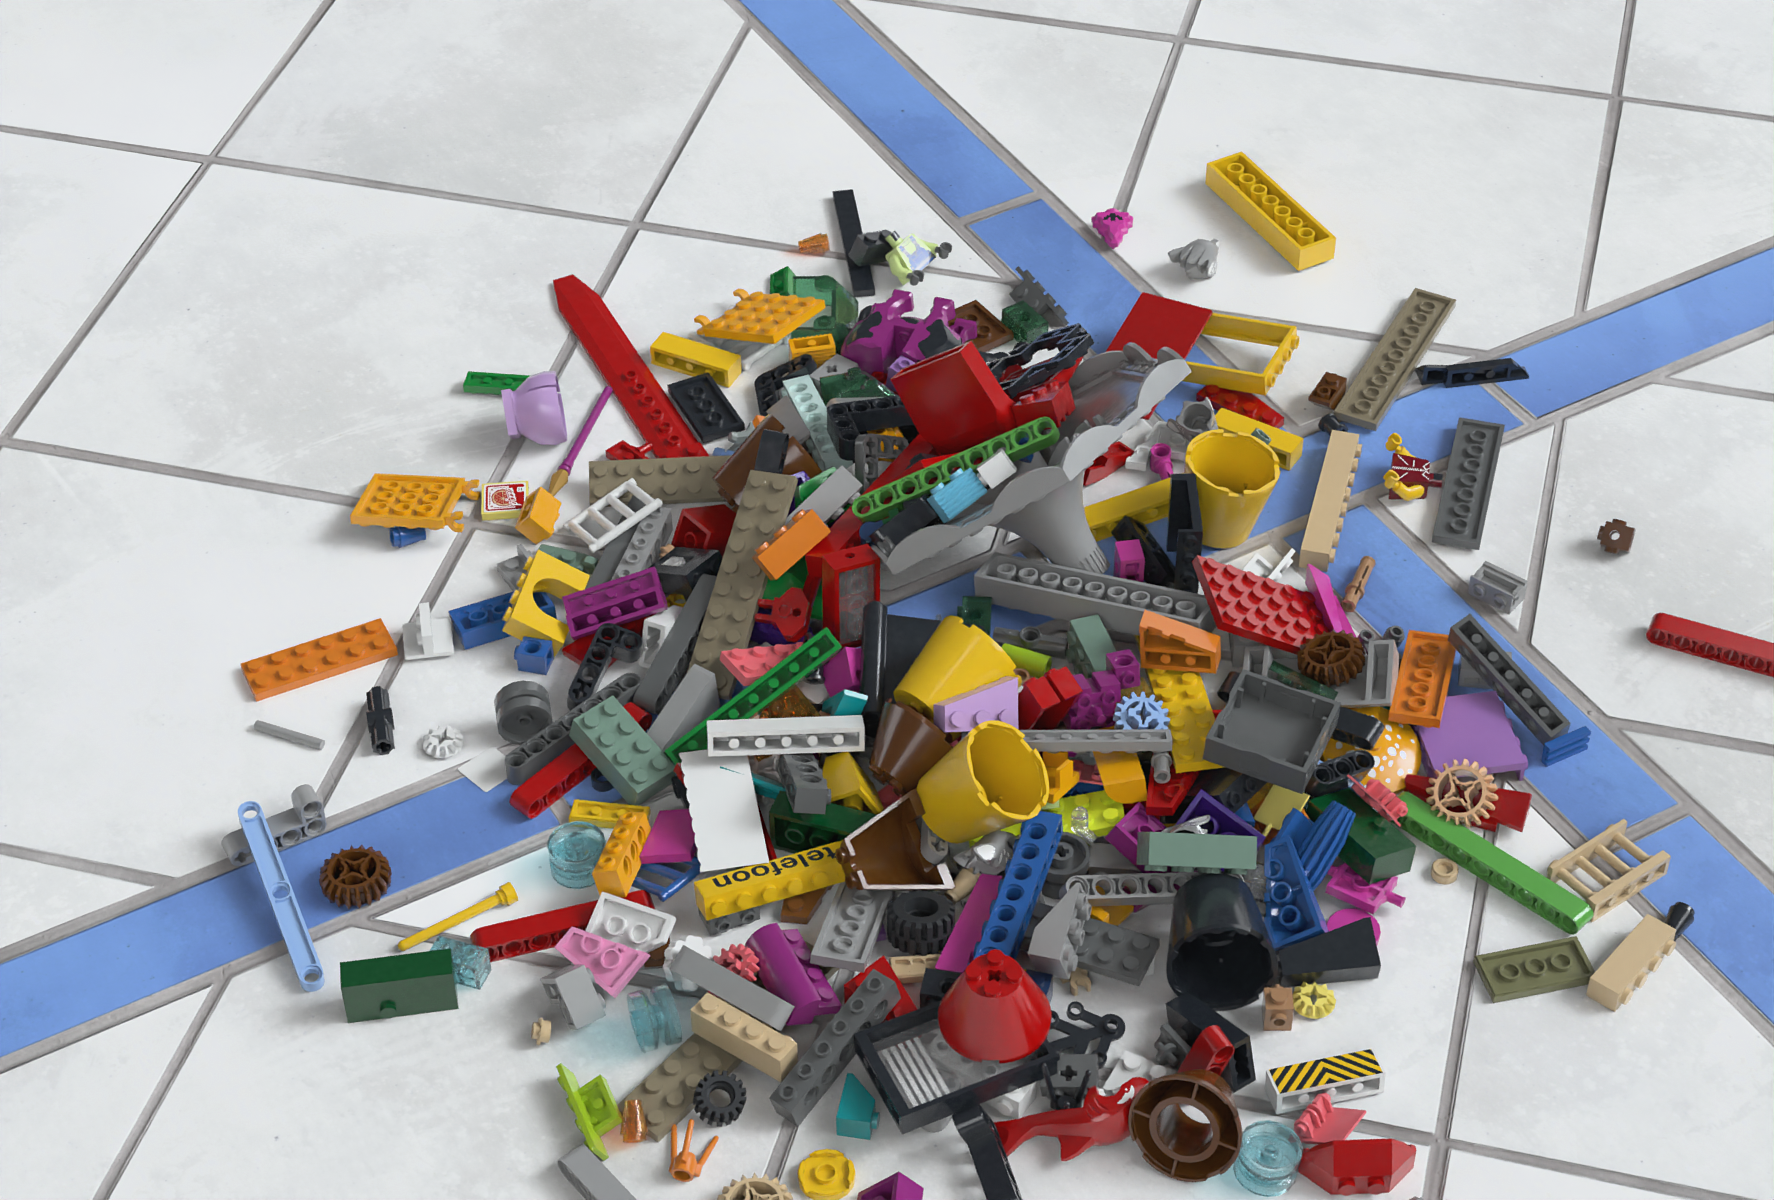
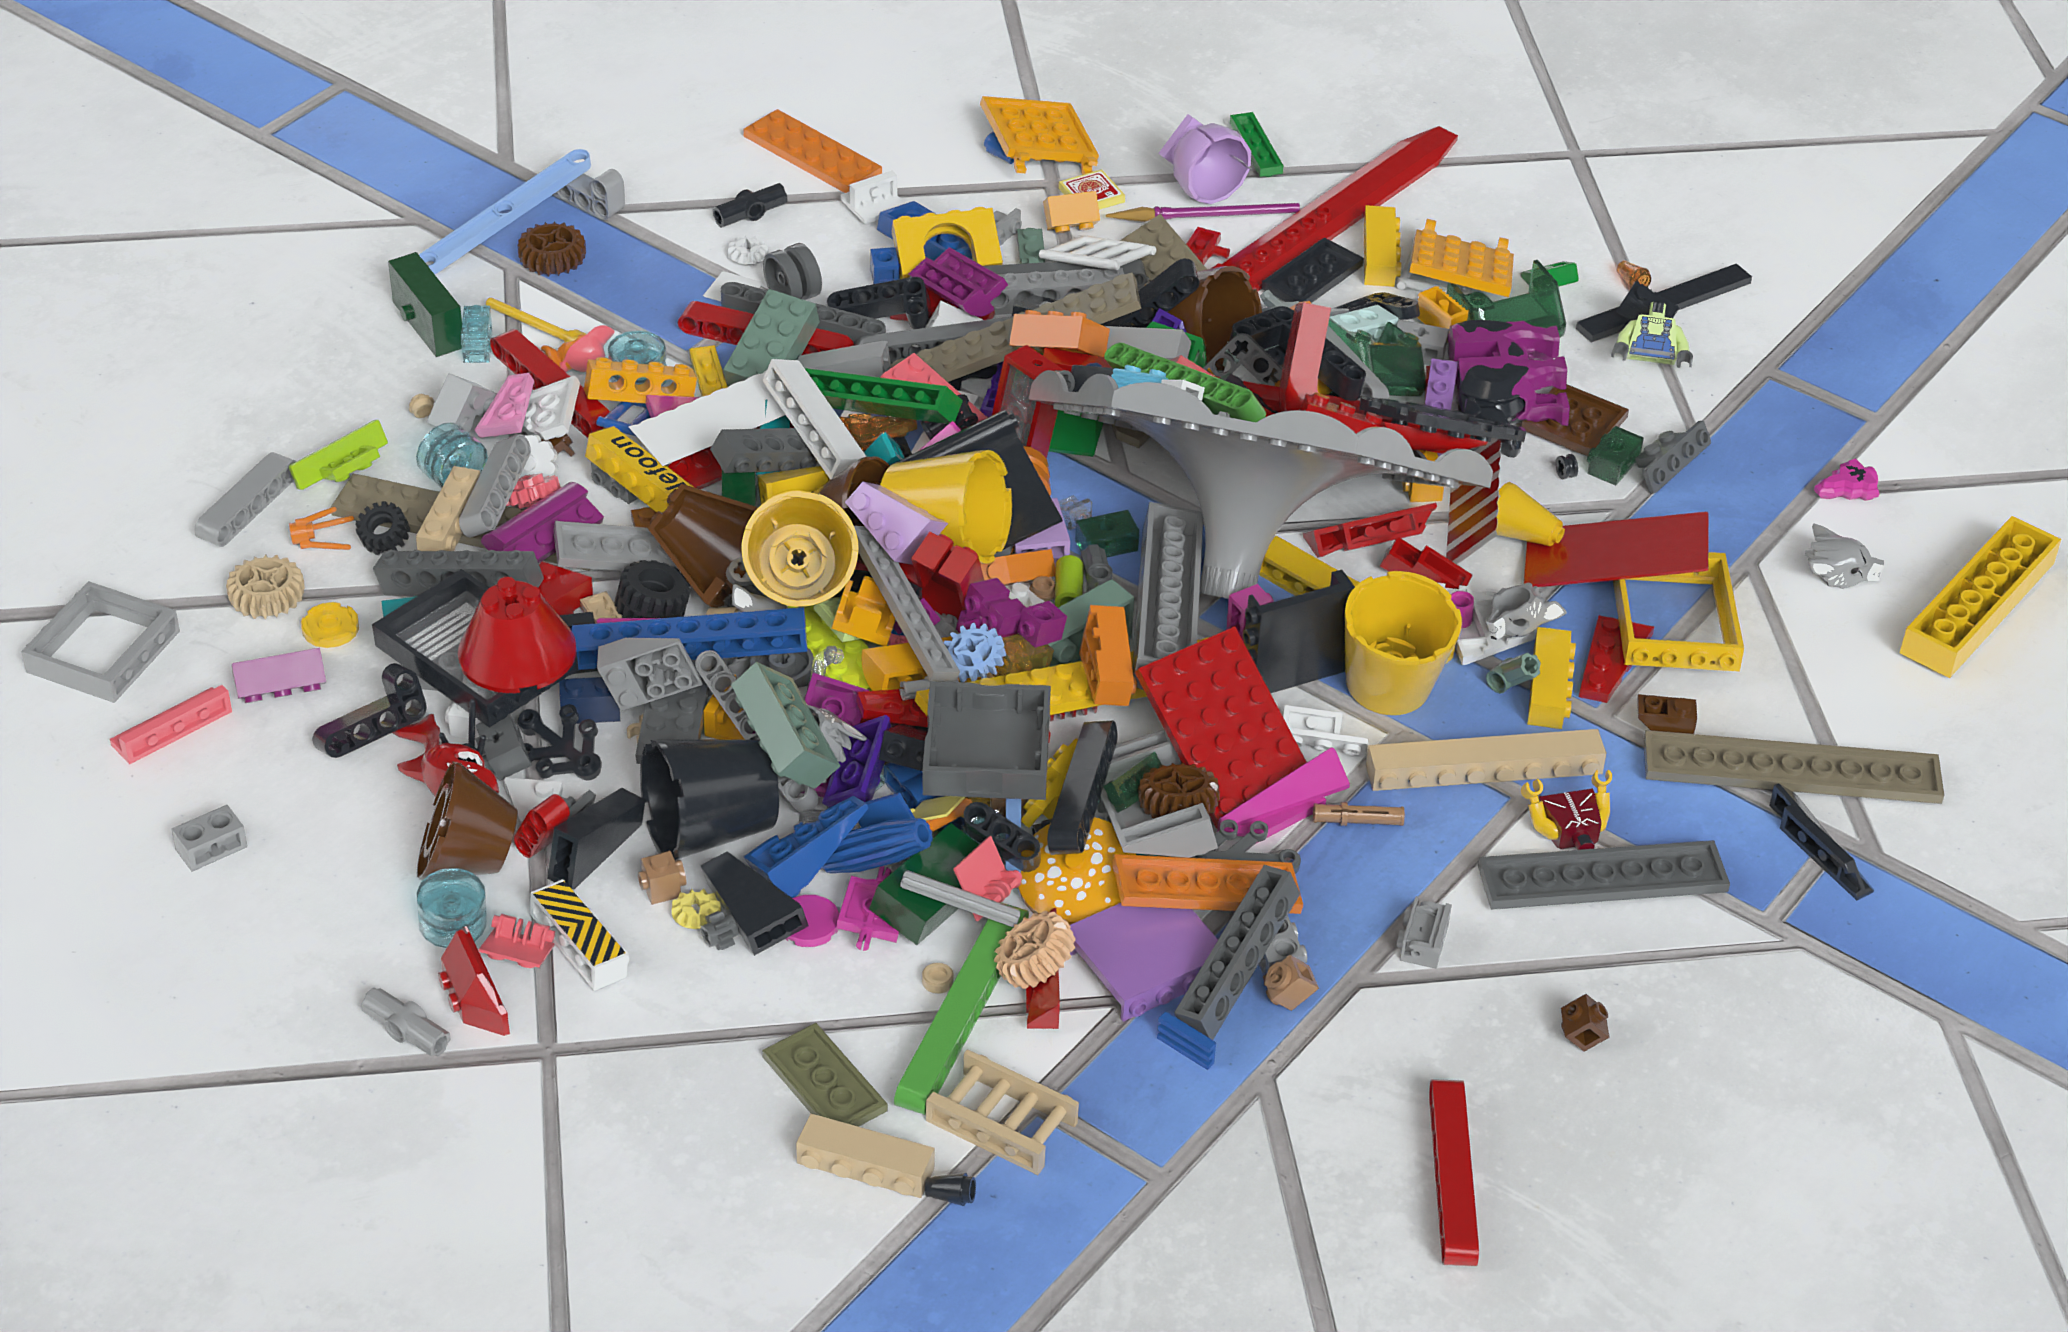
camera: 65 degrees right, 0 degrees up
(289, 734) = (709, 164): light grey bar -> none
(540, 890) = (577, 352): none -> coral hair
(633, 1122) = (334, 485): clear orange cone -> none
(785, 614) = (985, 383): red hinge -> none
(1329, 423) = (1619, 738): black bush -> none
(1354, 986) = (720, 930): none -> dark grey gear
(1402, 816) = (960, 898): none -> light grey axle
(1534, 667) = (1289, 982): none -> medium nougat brick

